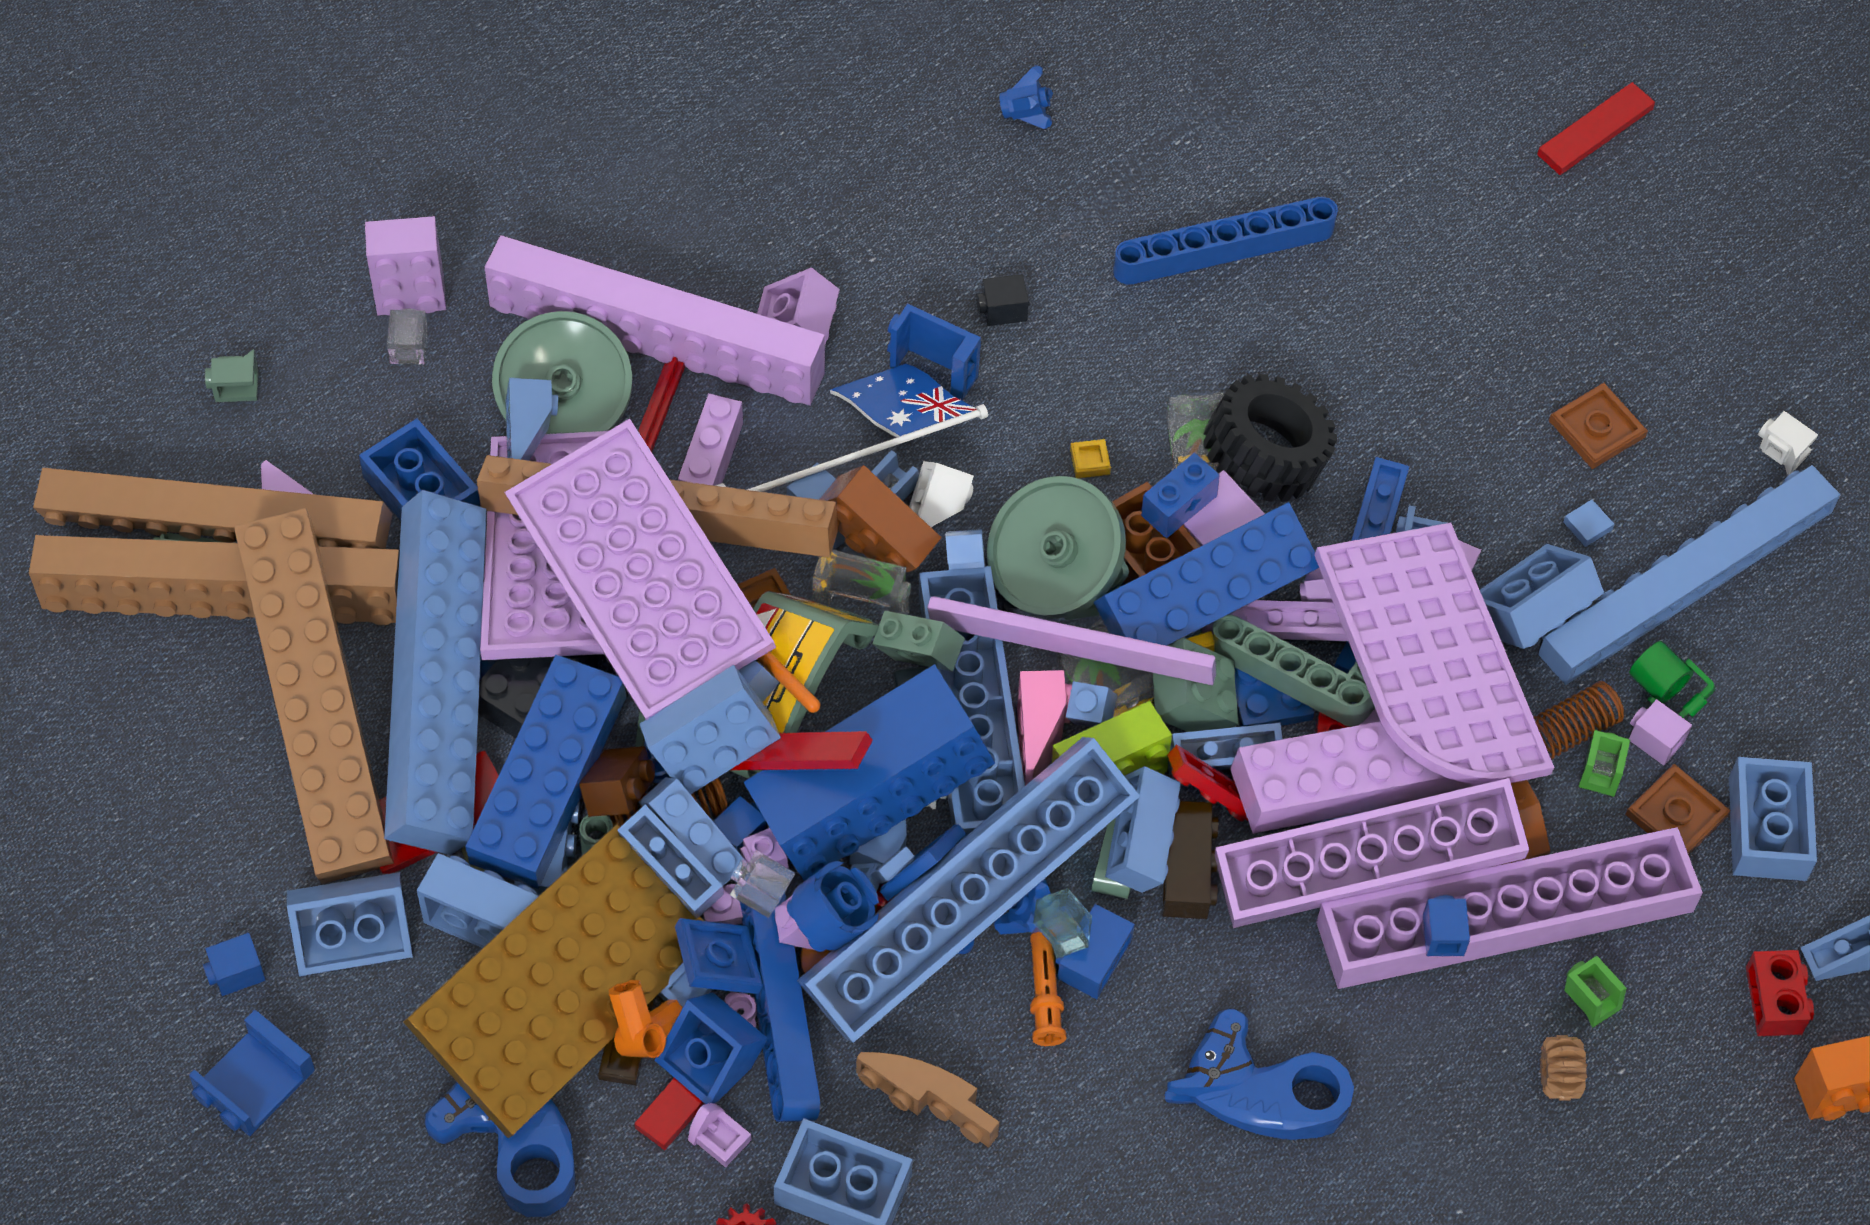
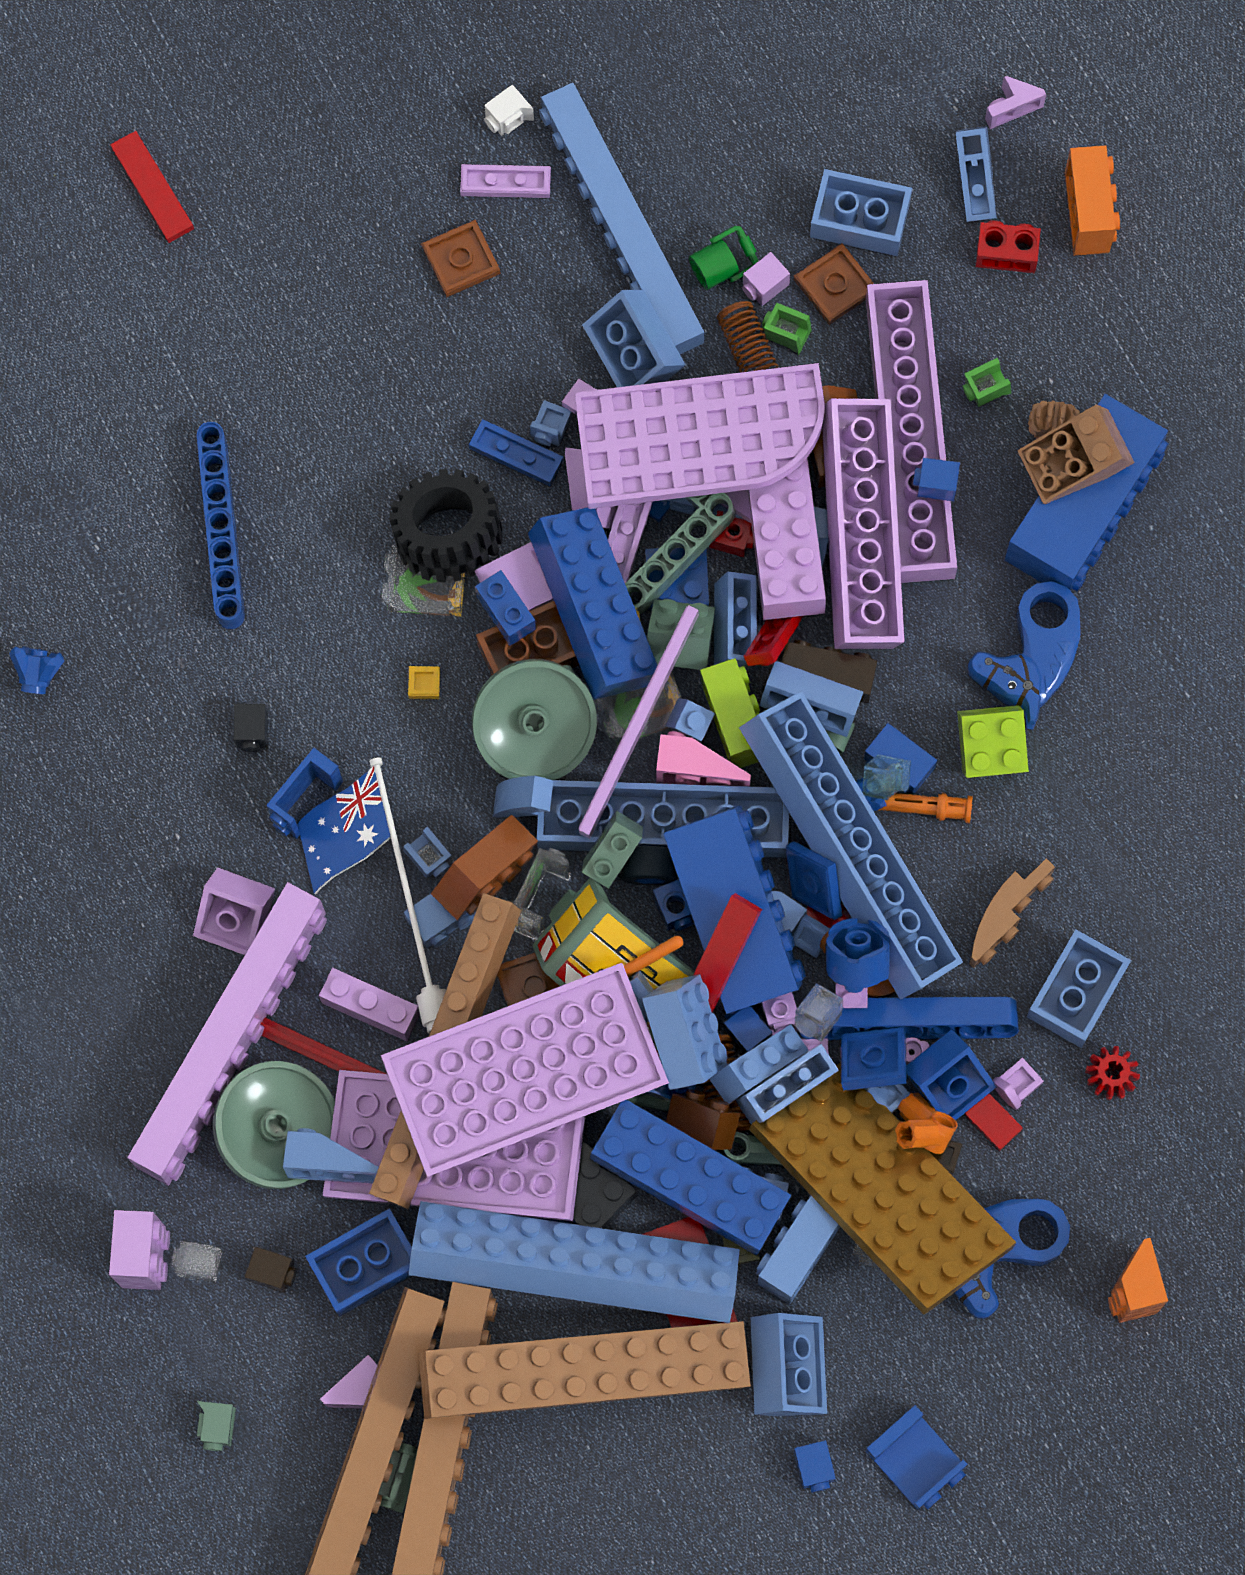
camera: 75 degrees left, 15 degrees up
(405, 400) = (271, 1270): none -> dark brown brick
(893, 866) = (814, 905): medium blue tile -> none
(940, 492) = (451, 816): white slope -> none
(1135, 1044) = (992, 741): none -> lime brick
(1475, 1114) = (1070, 532): none -> blue brick
(1515, 1073) = (1076, 454): none -> medium nougat slope
(1588, 523) = (556, 288): medium blue tile -> none
(1704, 457) = (505, 181): none -> lavender tile

